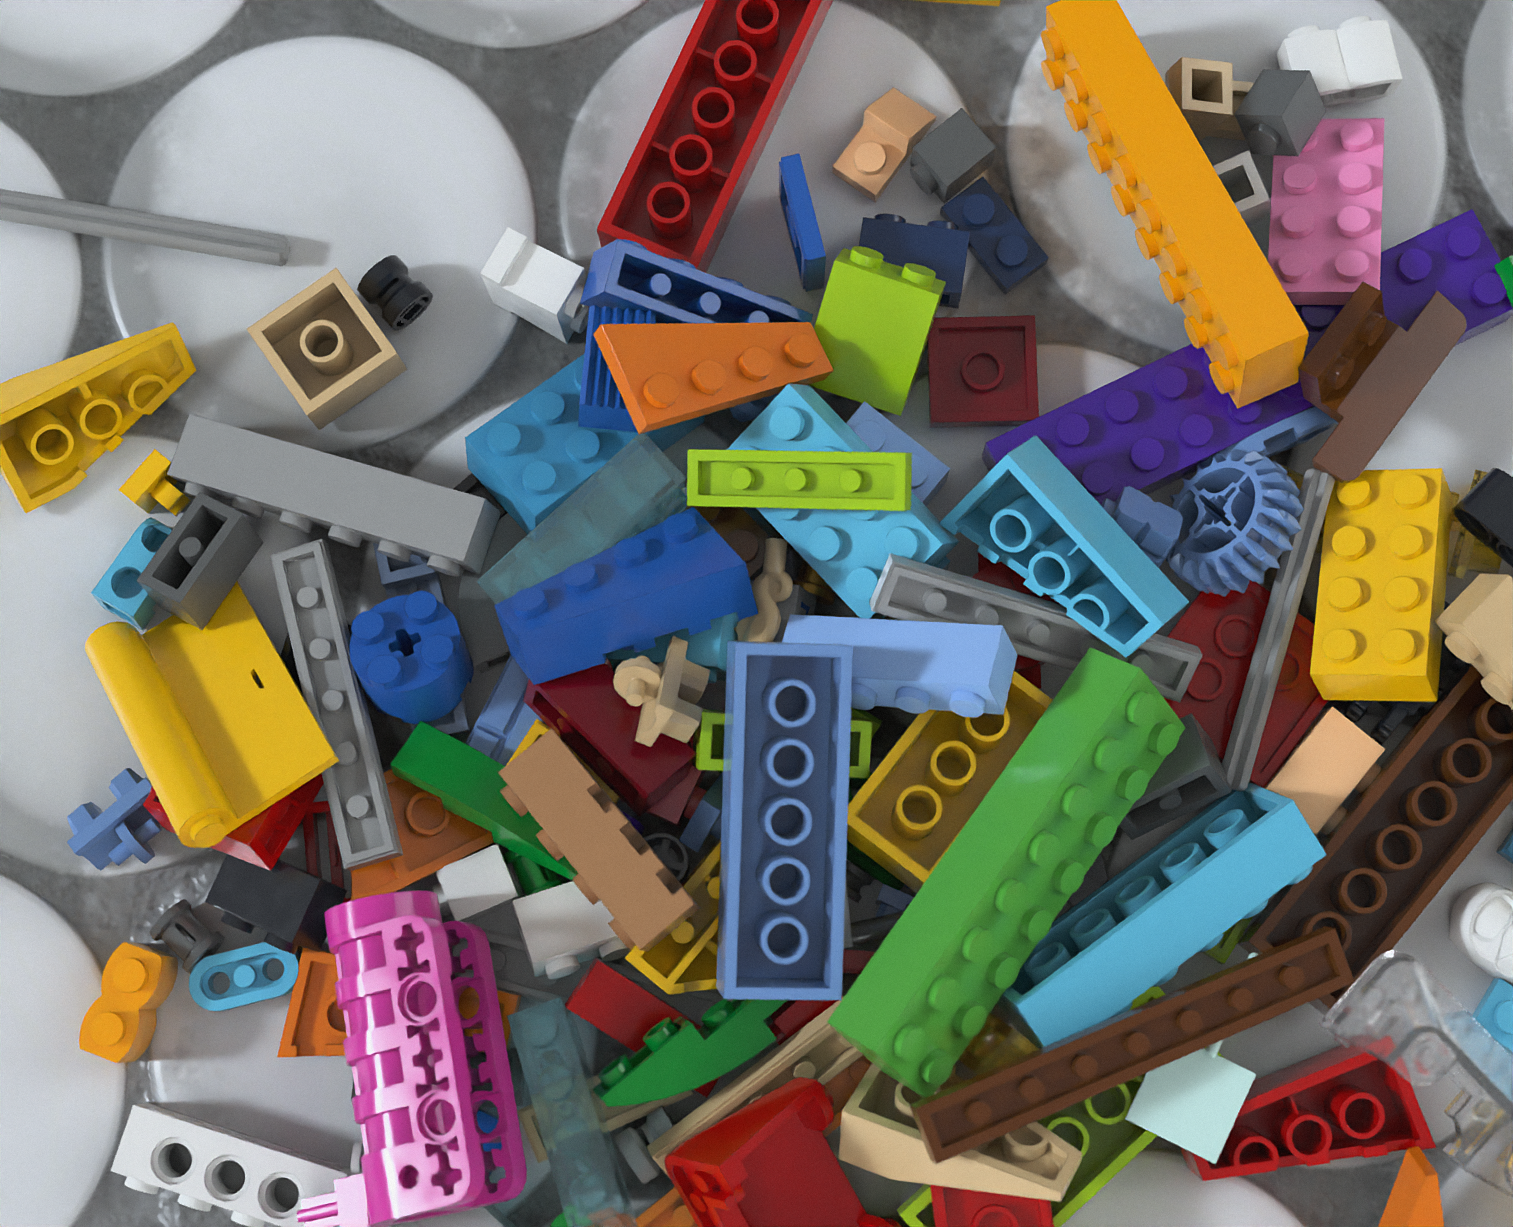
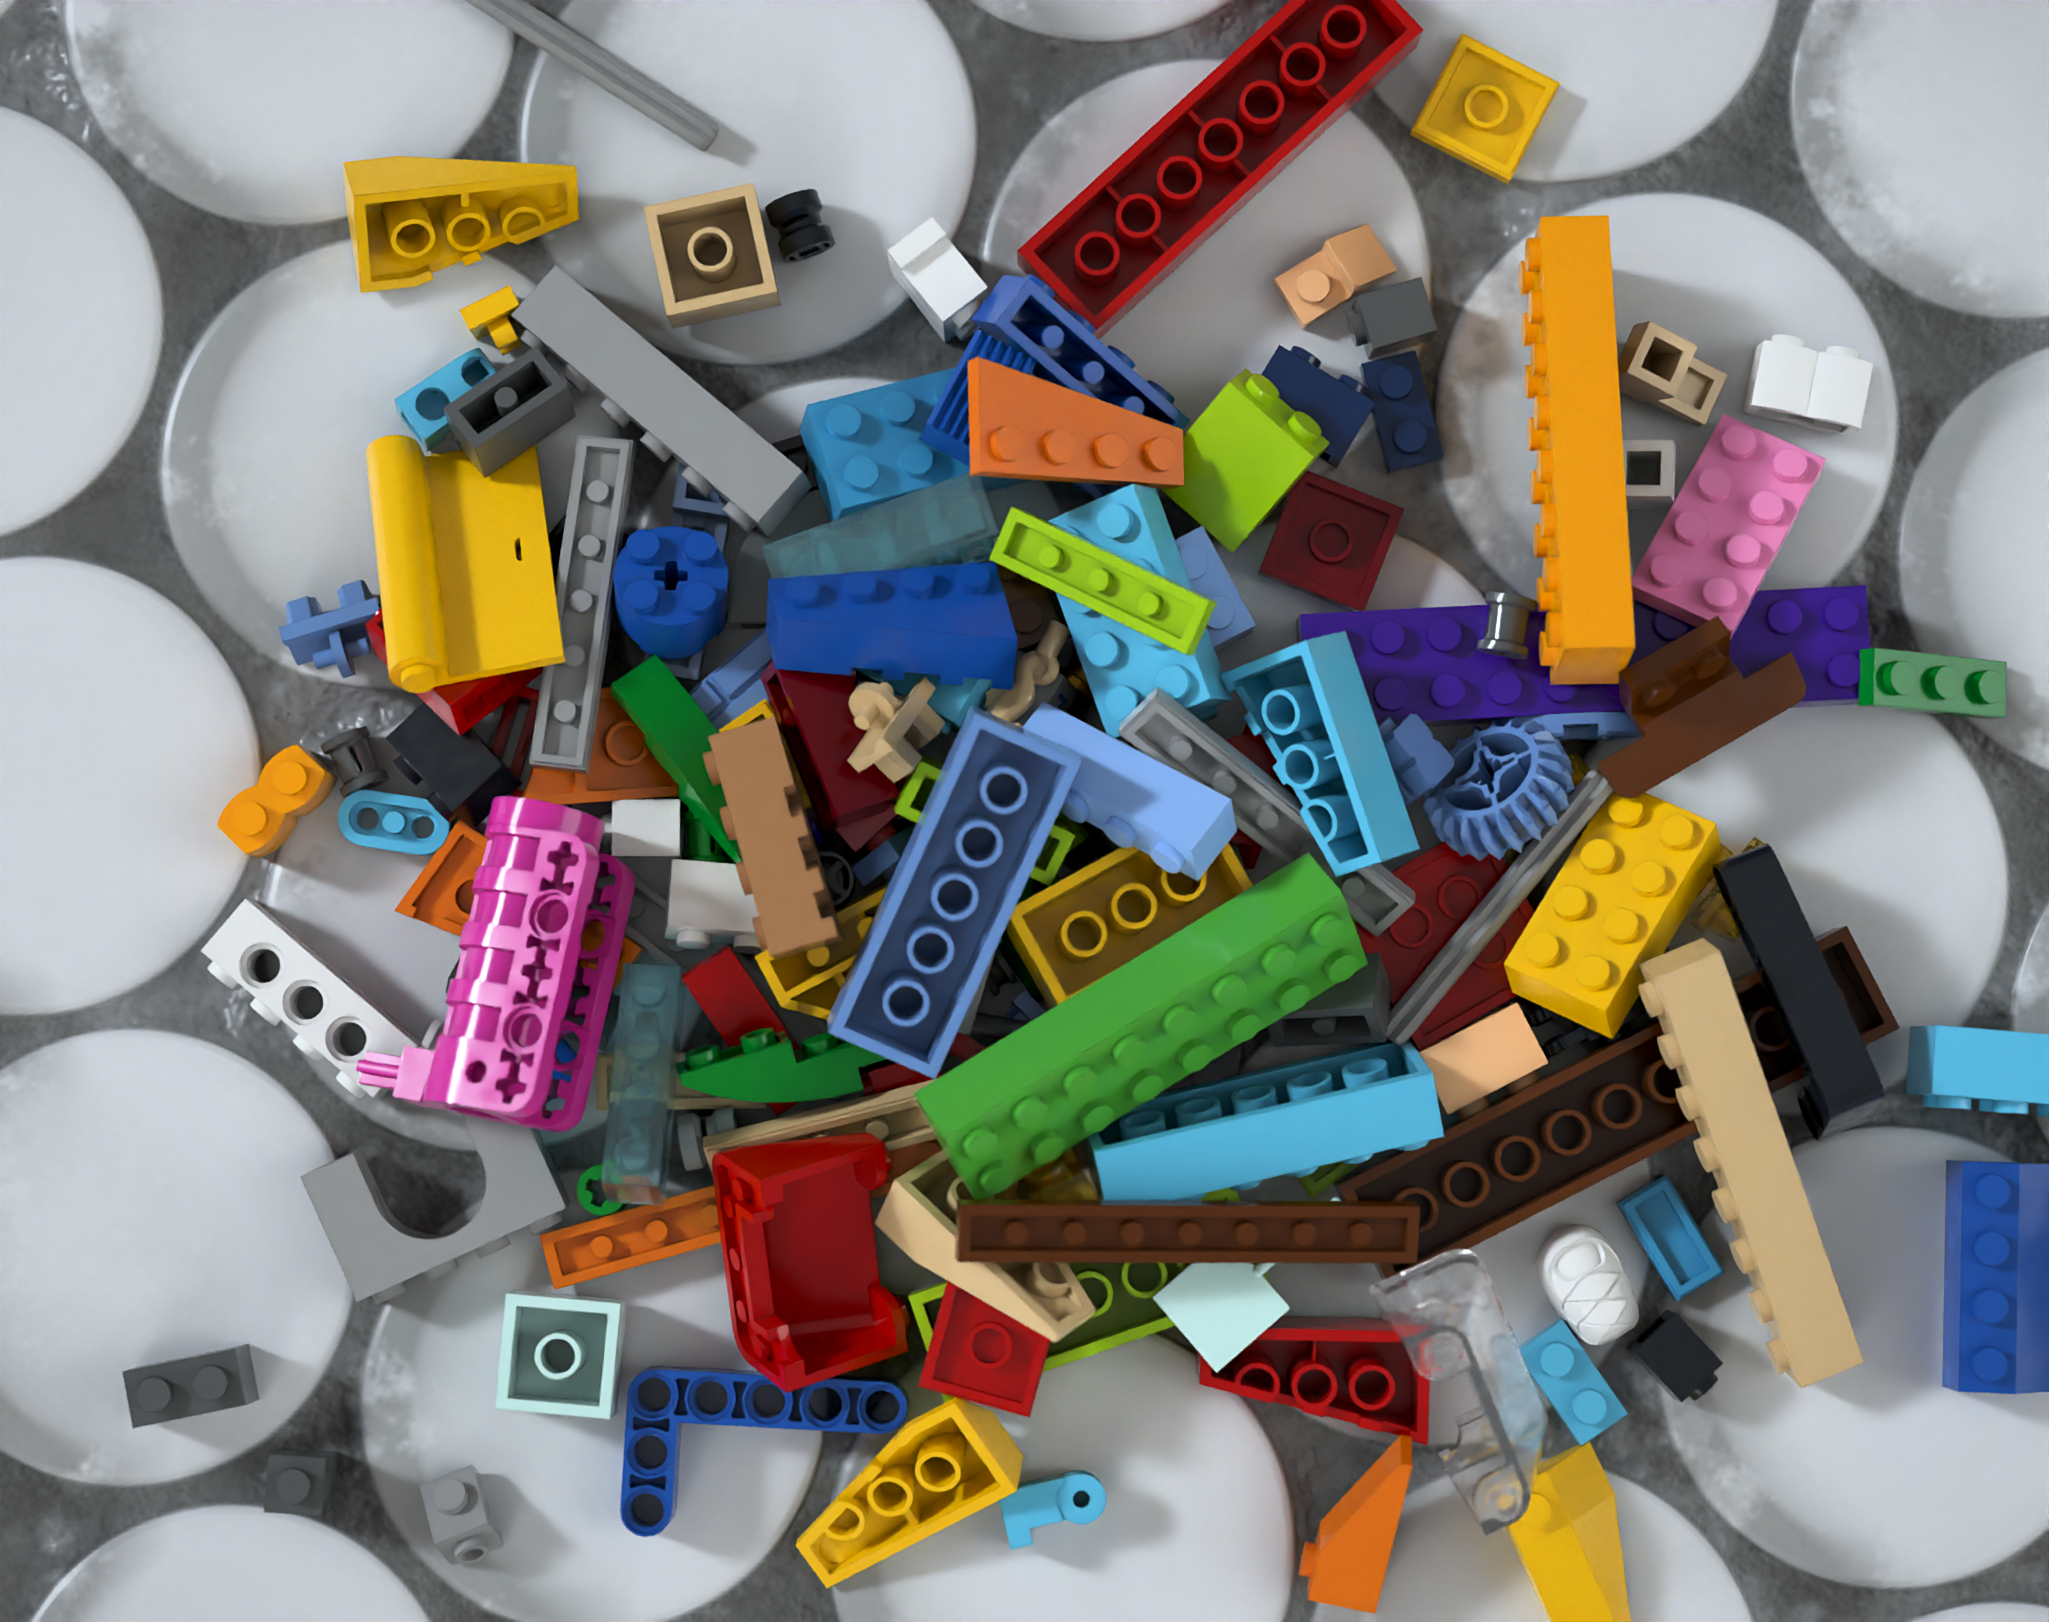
camera: 15 degrees right, 5 degrees up
(801, 223) = (1217, 325): blue tile -> none
(1176, 372) = (1506, 625): none -> dark grey bush
(1280, 112) = (1724, 413): dark grey brick -> none

